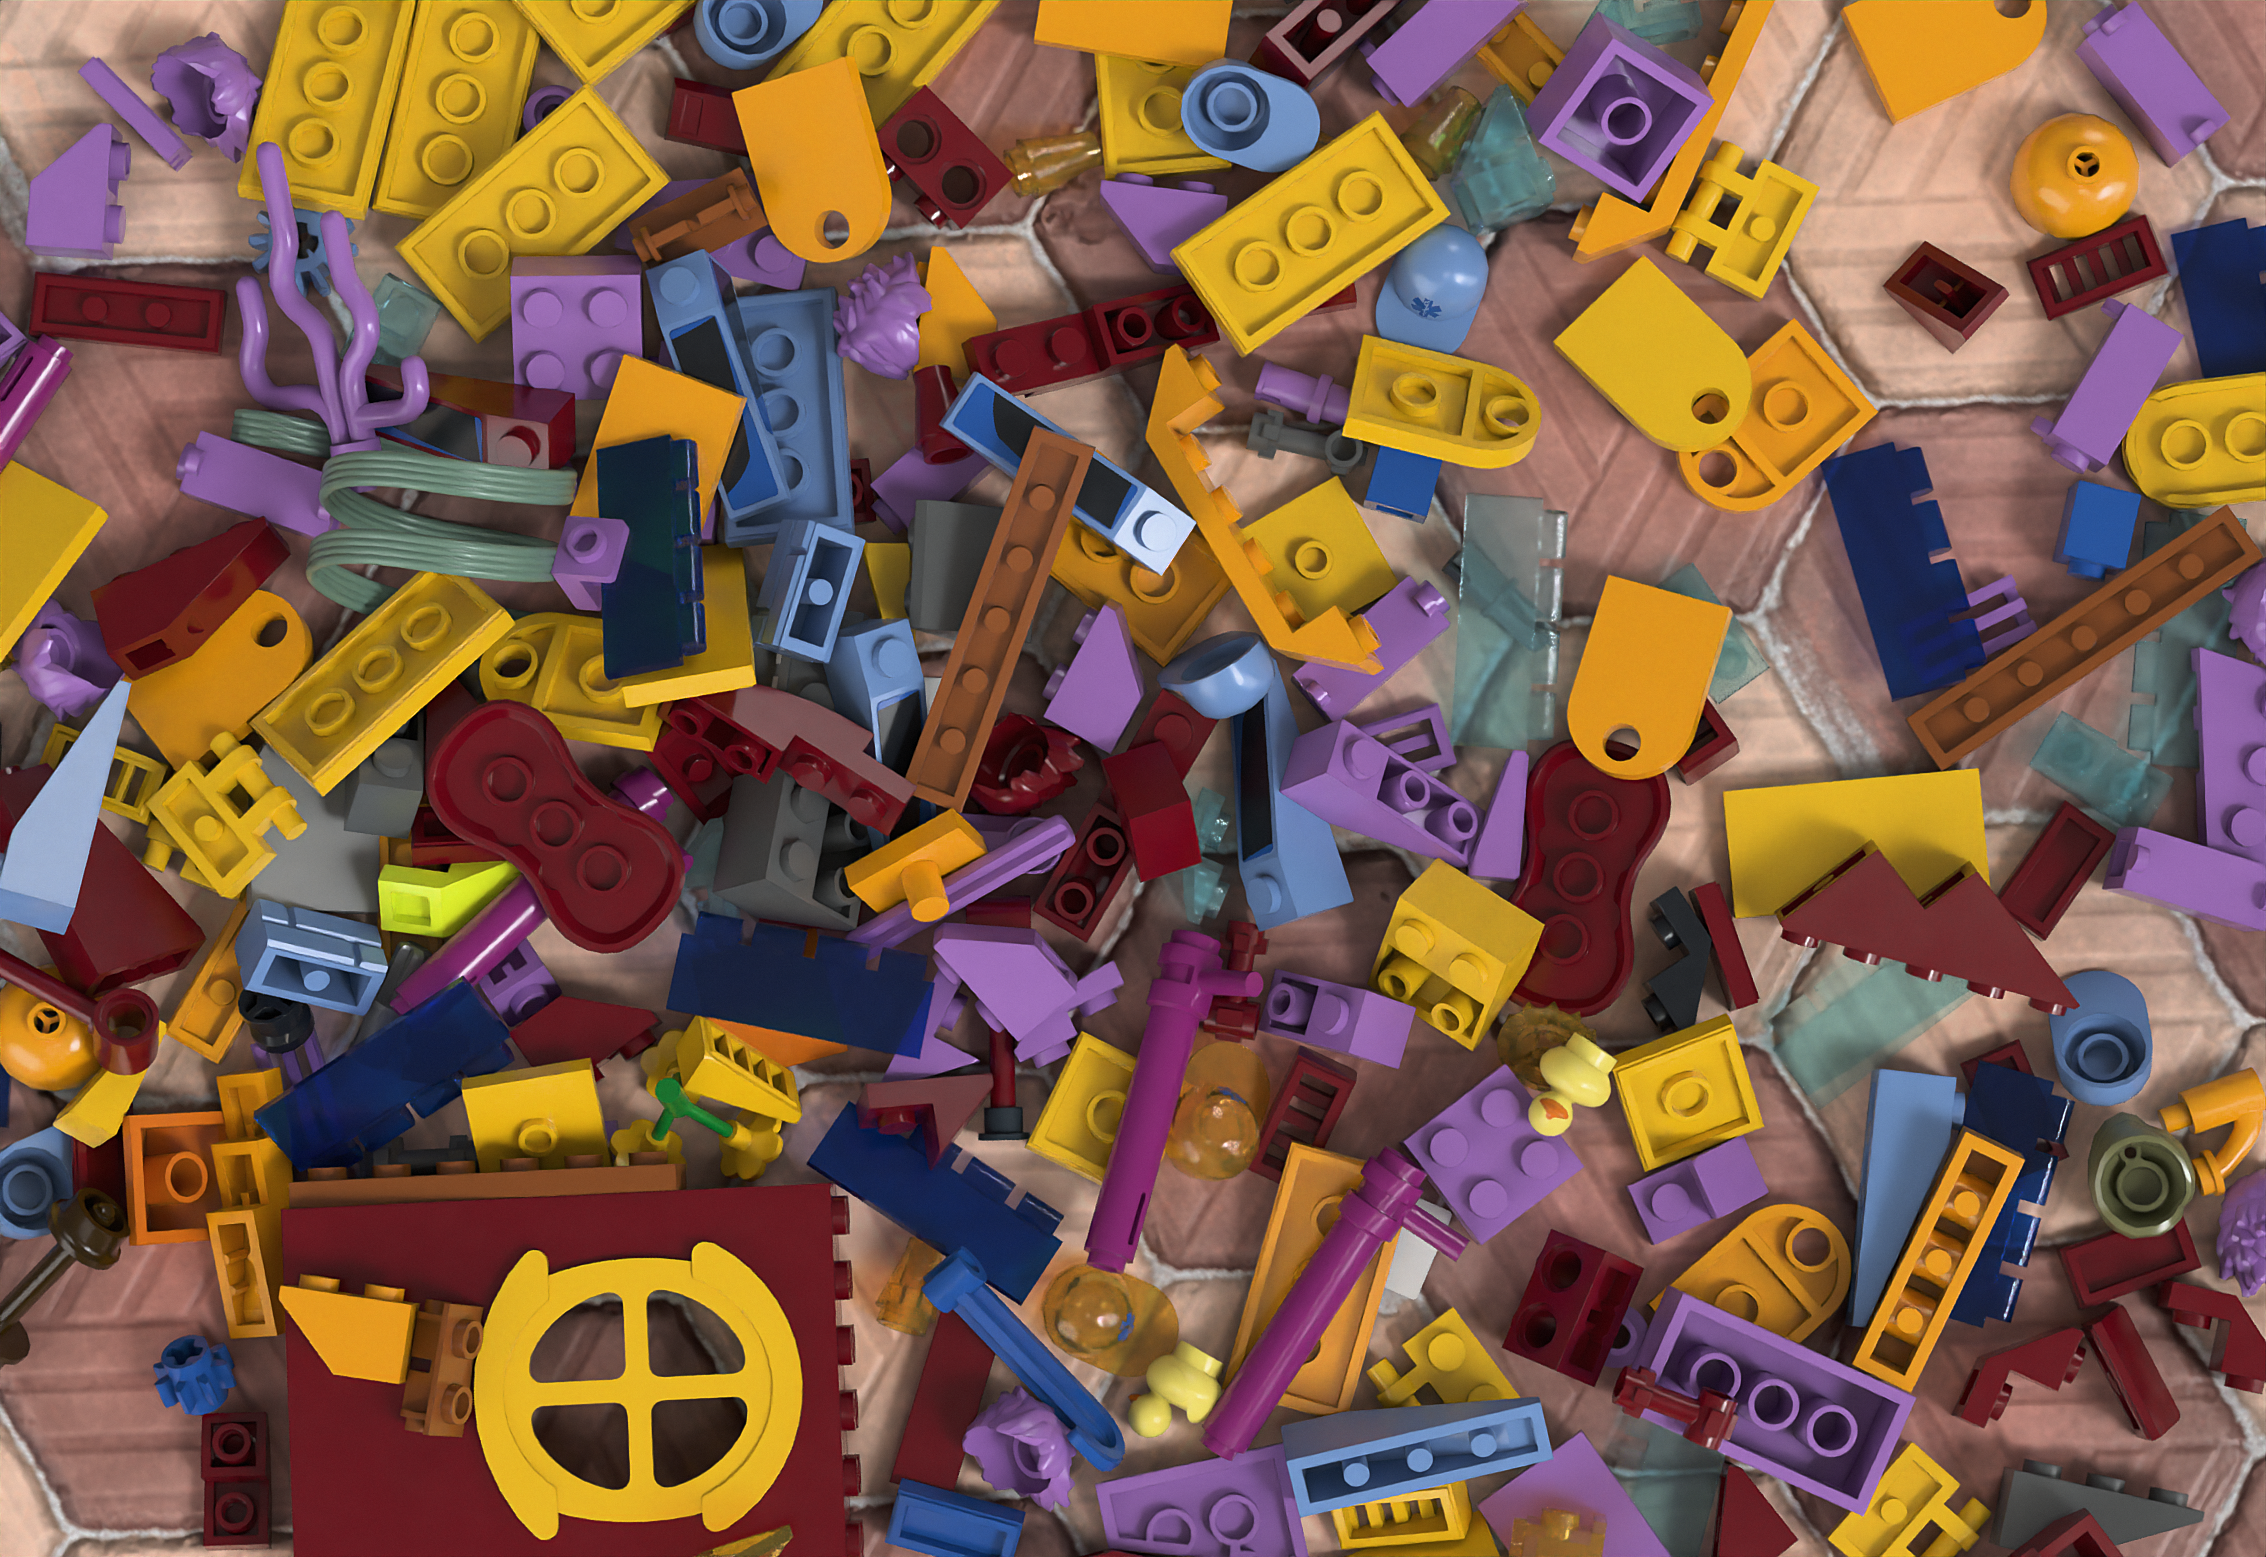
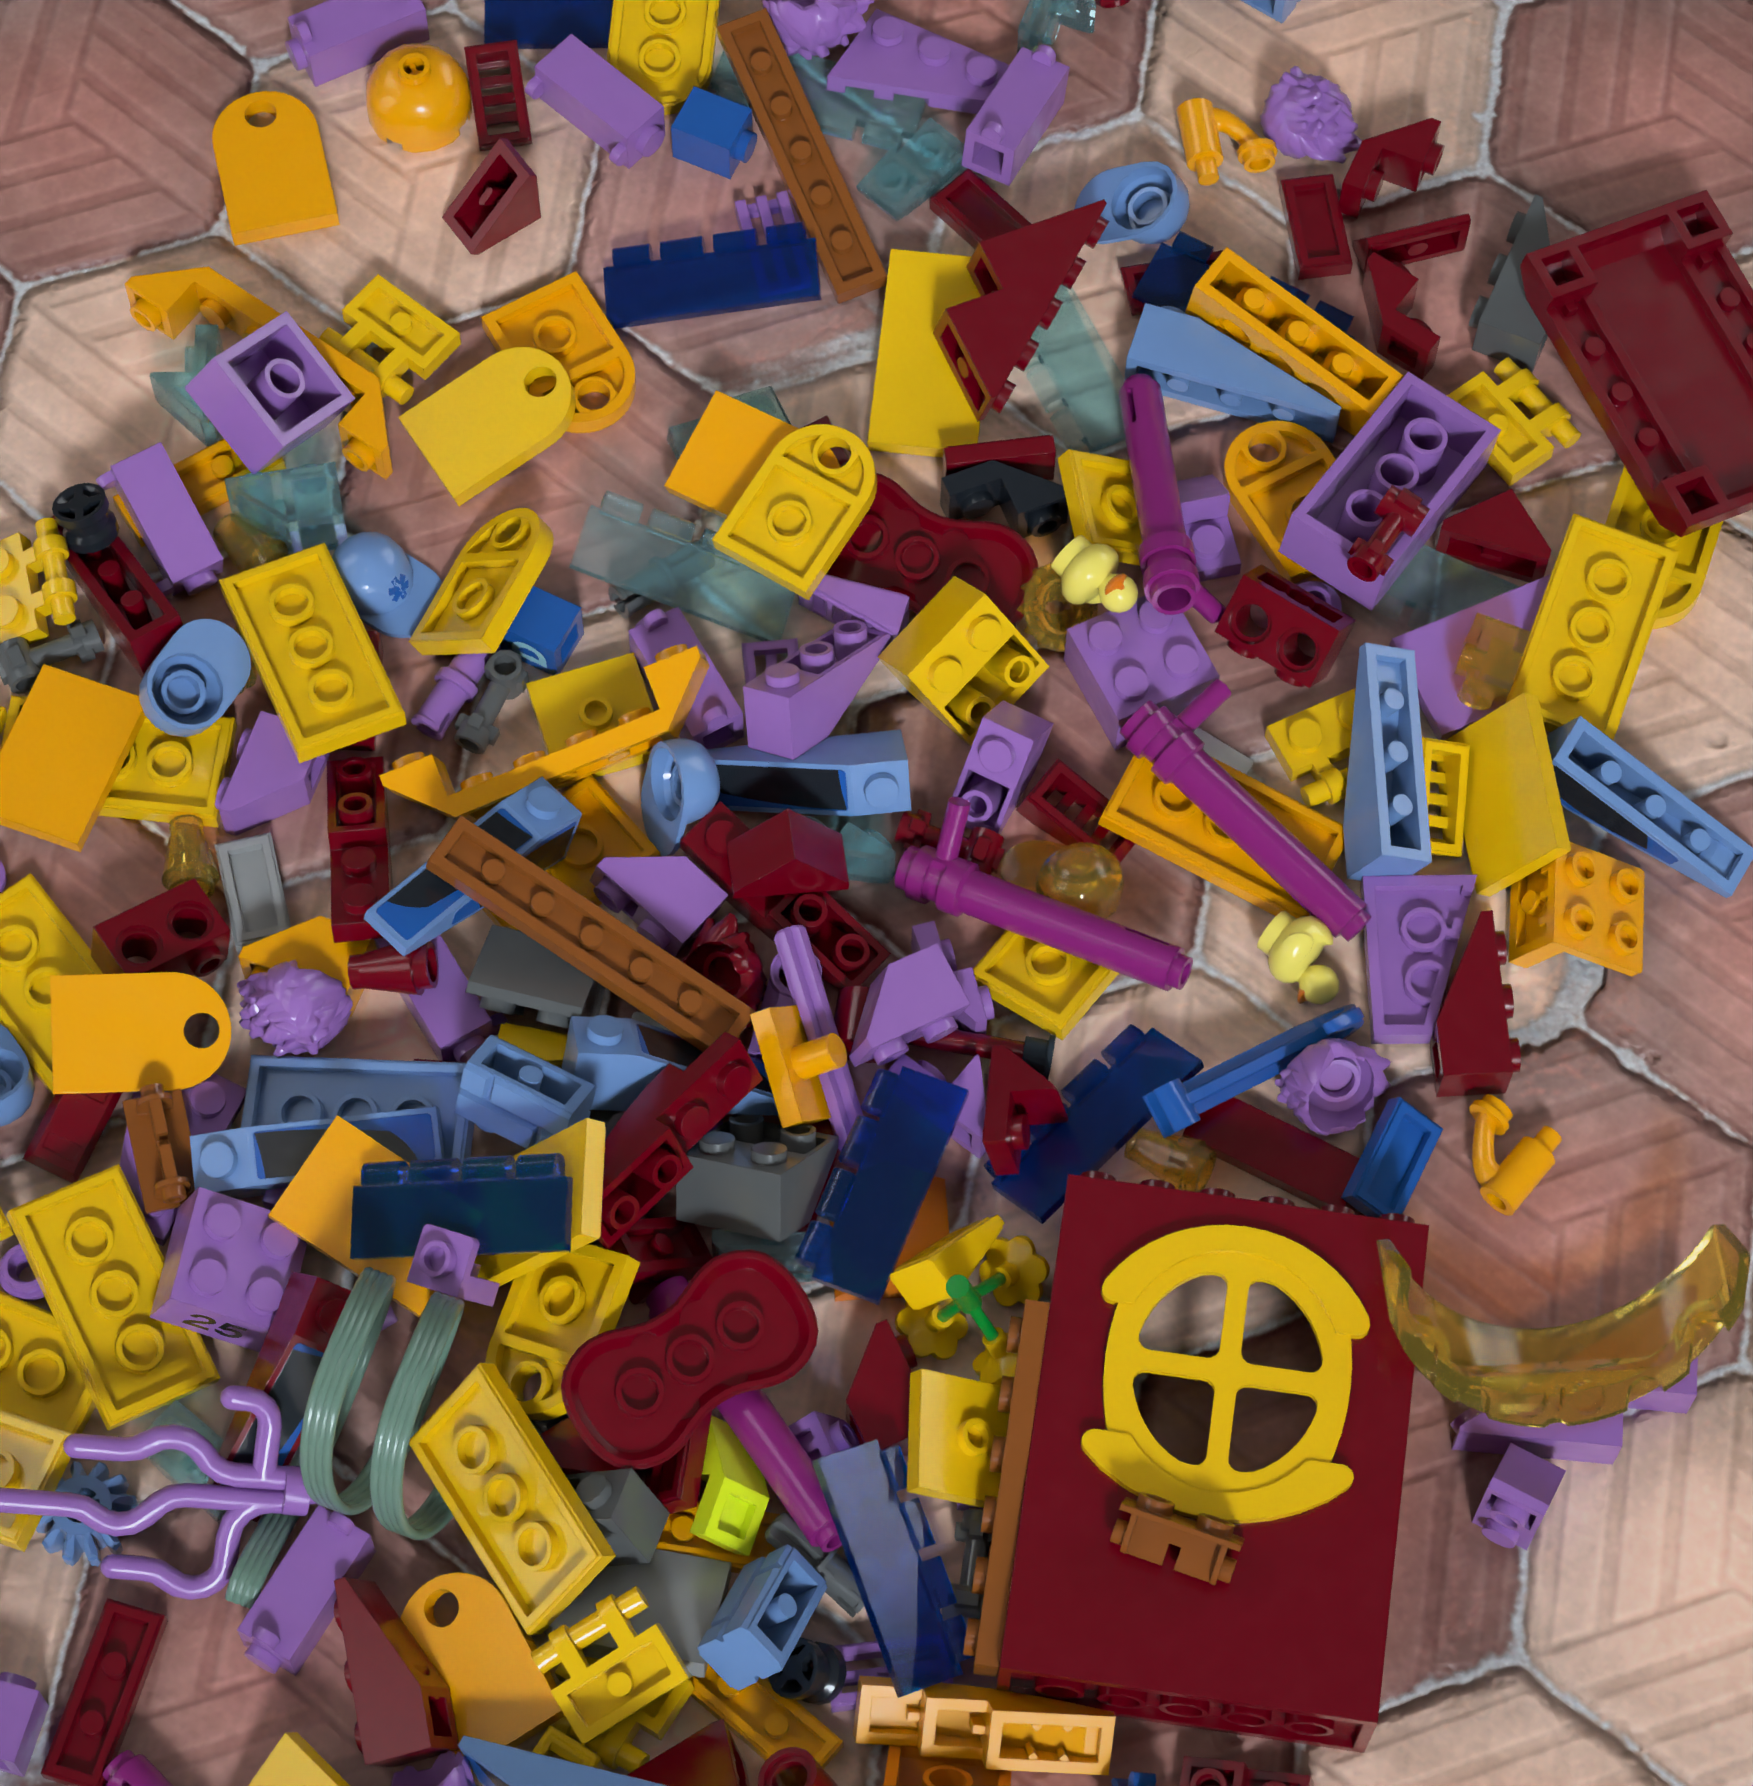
camera: 75 degrees left, 20 degrees down
(355, 1333) = (1131, 1605): light orange slope -> none
(1031, 240) = (252, 888): none -> light grey tile
(1108, 1319) = (1226, 1007): clear yellow cap -> none
(1589, 734) = (798, 510): none -> yellow tile
(1611, 1158) = (1165, 551): none -> magenta cylinder
(2140, 1193) = (1250, 196): olive hair -> none

